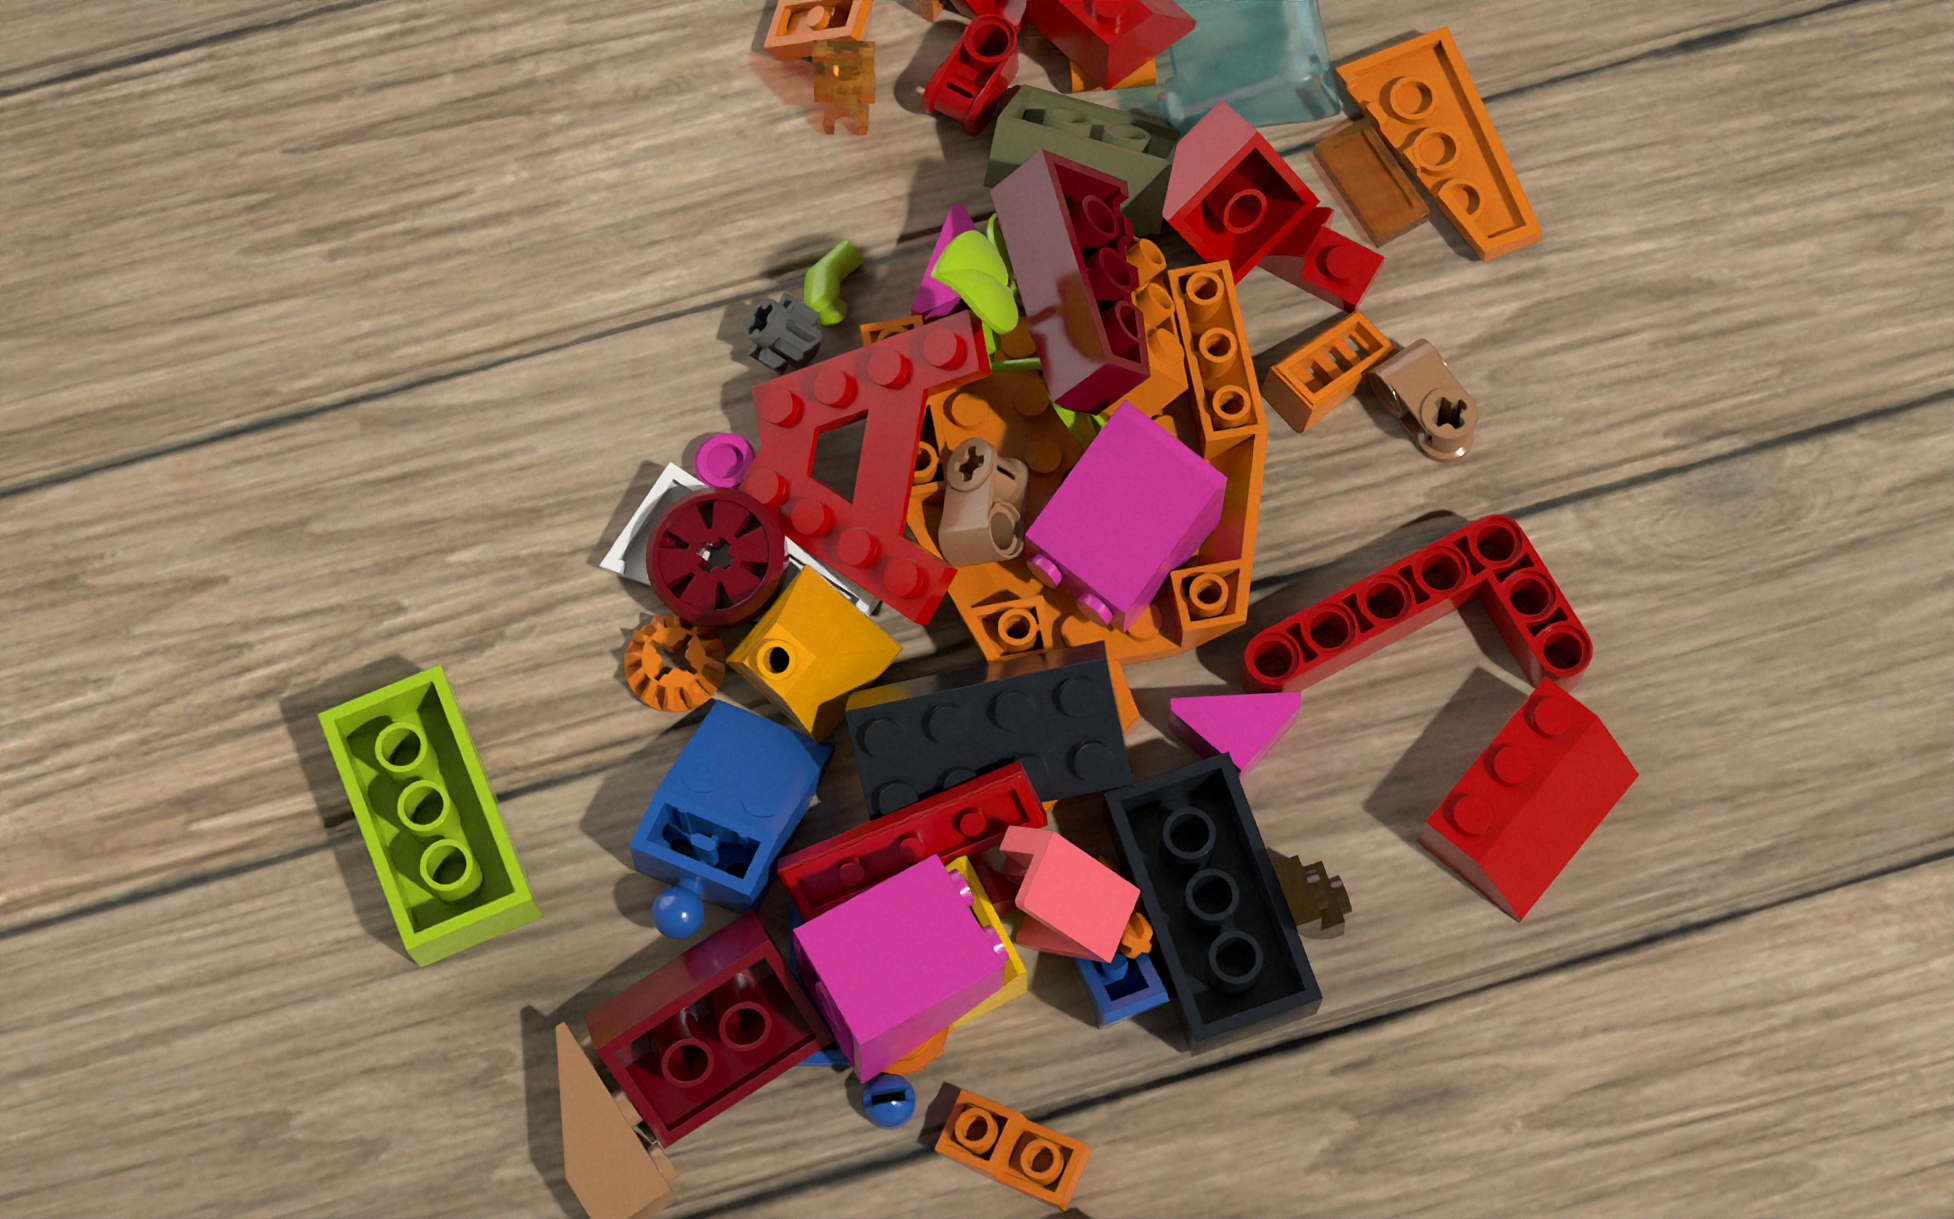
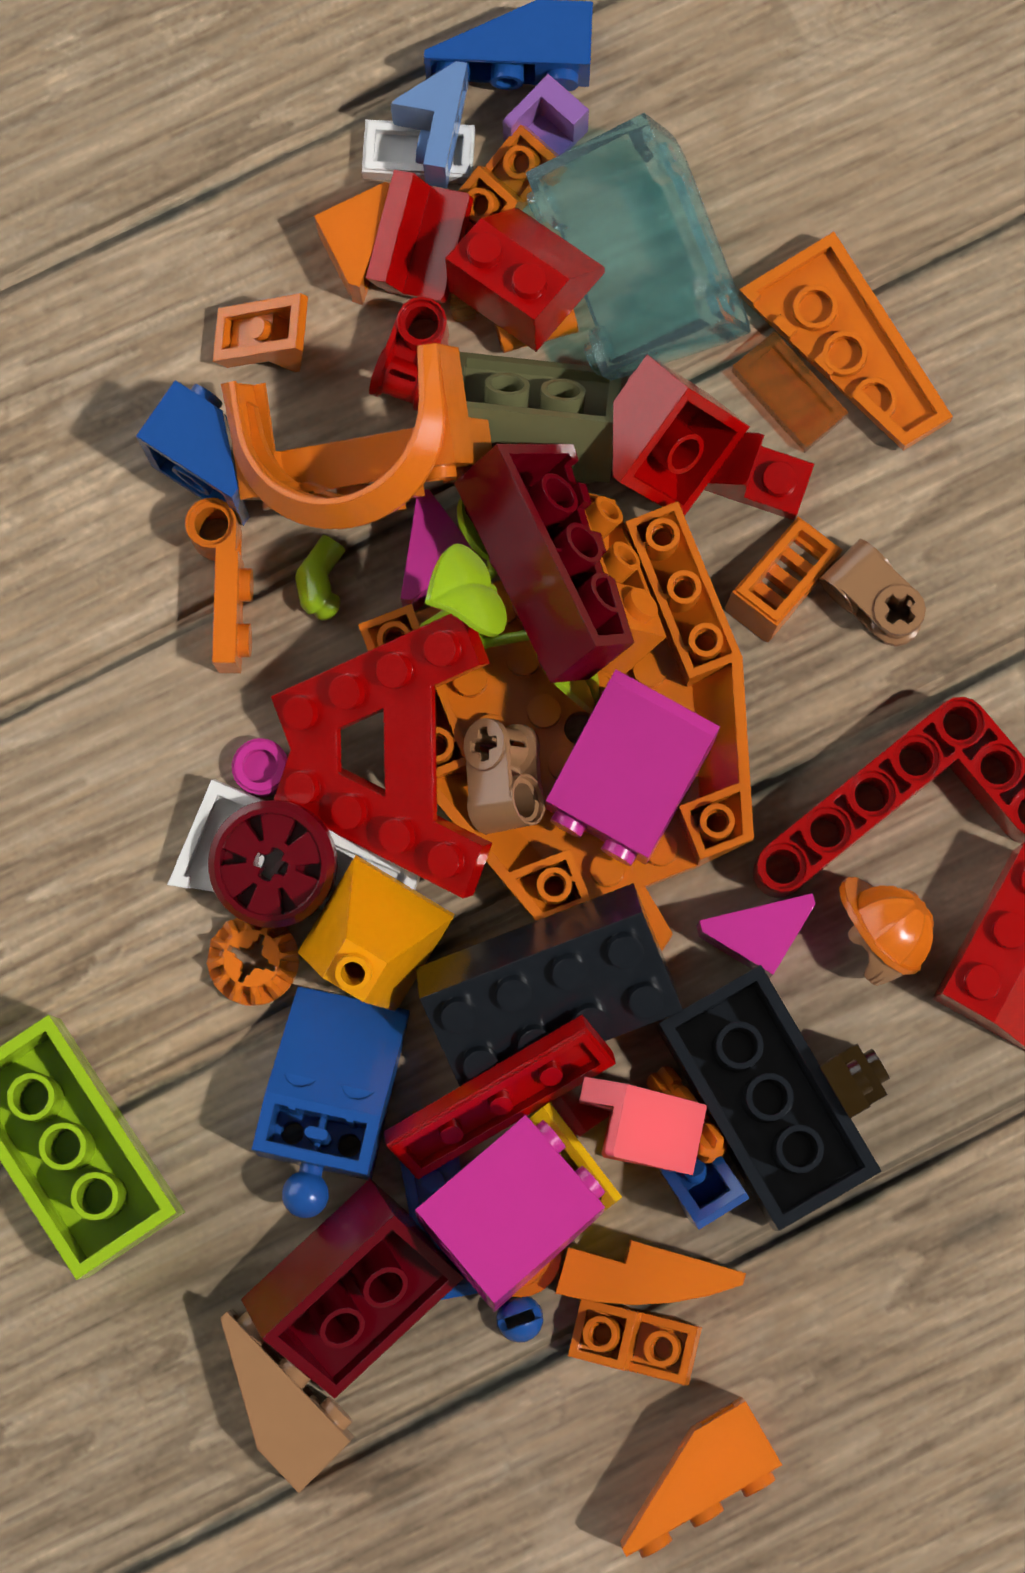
camera: 10 degrees left, 10 degrees up
(724, 123) = (193, 445): none -> blue slope
(735, 266) = (232, 583): none -> orange plate
(783, 333) = (288, 638): dark grey gear -> none
(844, 81) = (296, 387): clear orange plate -> none
(898, 169) = (364, 476): none -> orange piece
(1036, 1078) = (643, 1278): none -> orange slope
(1383, 747) = (890, 927): none -> orange piece

